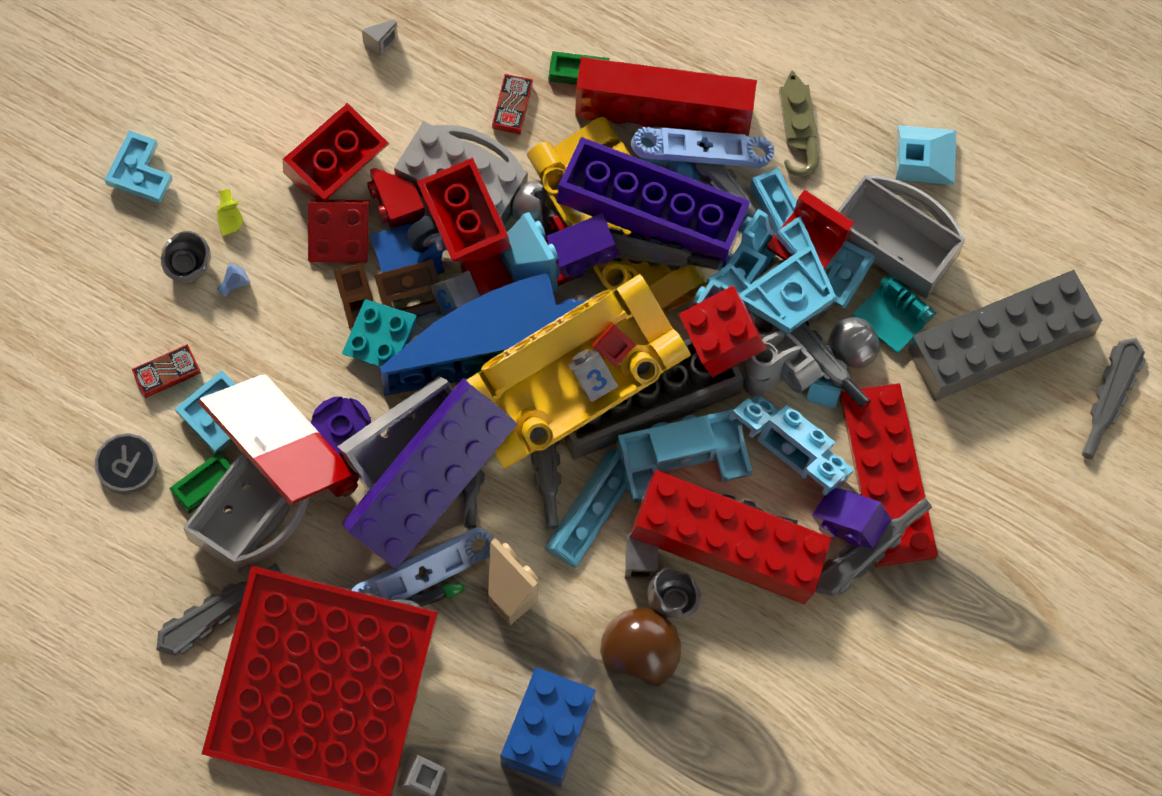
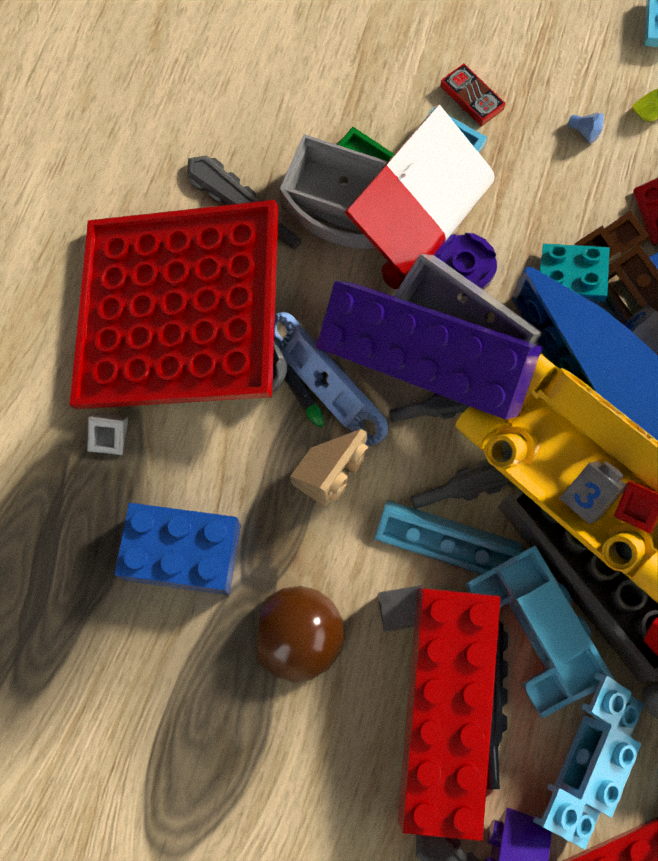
camera: 80 degrees right, 5 degrees up
(126, 463) = (367, 85): black tile -> none
(185, 256) = (596, 74): flat silver hair -> none
(673, 593) = (364, 656): flat silver hair -> none

